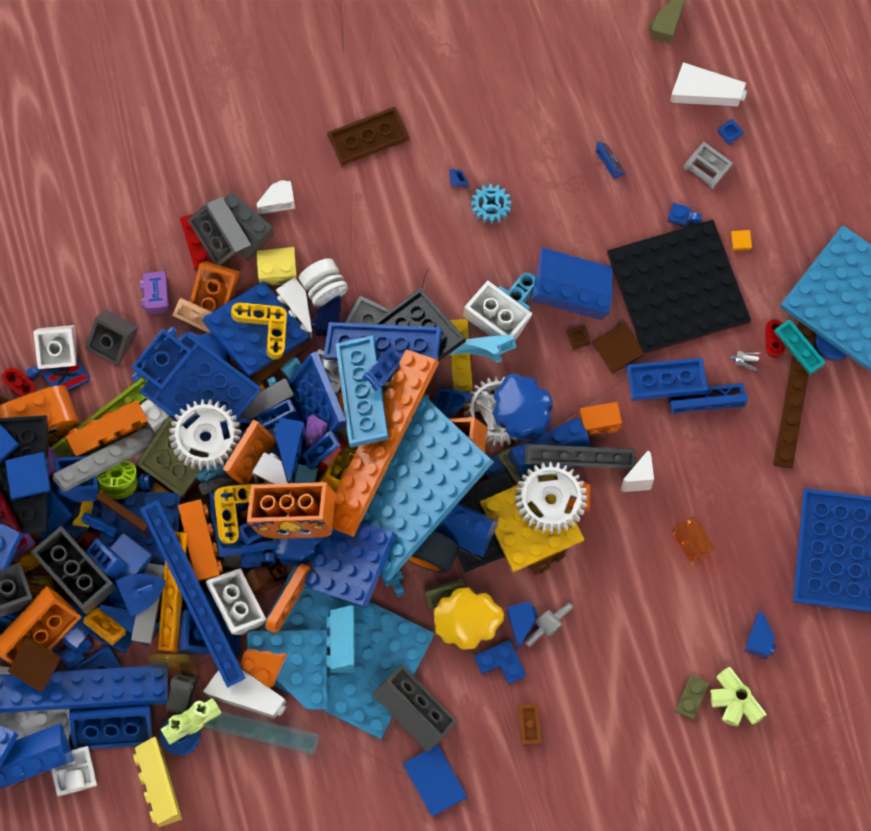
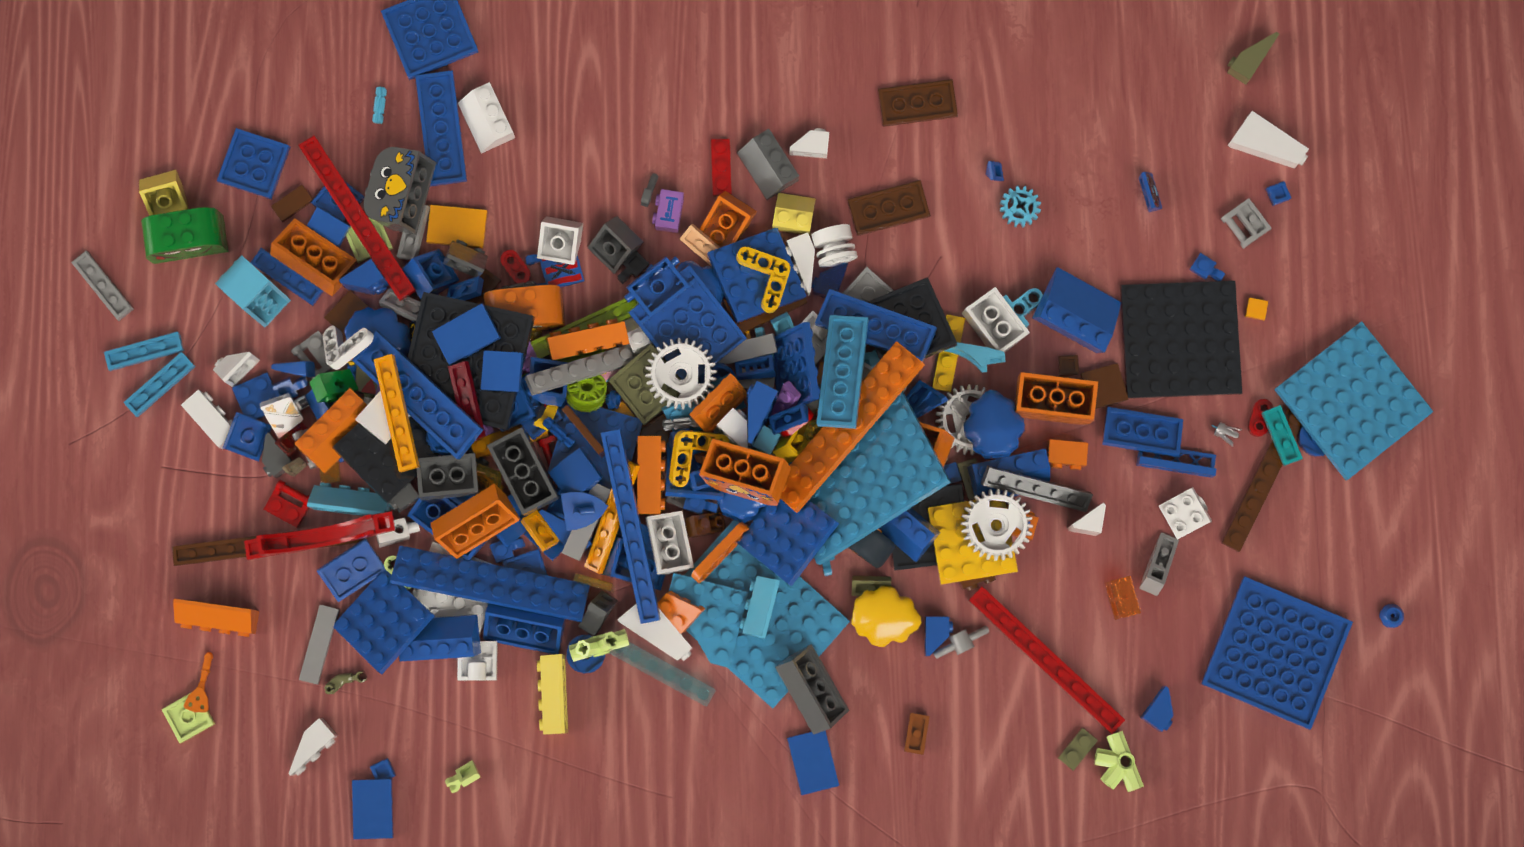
camera: 15 degrees right, 10 degrees up
(34, 664) = (465, 554): reddish brown tile -> none
(115, 563) = (560, 479): blue slope -> none
(130, 280) = (647, 194): none -> dark grey bar
(132, 353) = (634, 266): none -> black plate
(219, 231) = (746, 166): dark grey slope -> none
(366, 237) = (888, 208): none -> reddish brown tile
(382, 369) = (868, 356): blue plate -> none
(503, 657) = (910, 661): blue plate -> none
(575, 367) = (1056, 398): none -> orange brick
(637, 619) = (1046, 660): none -> red plate
(719, 499) = (1159, 564): none -> light grey slope
(729, 444) = (1185, 513): none -> white plate

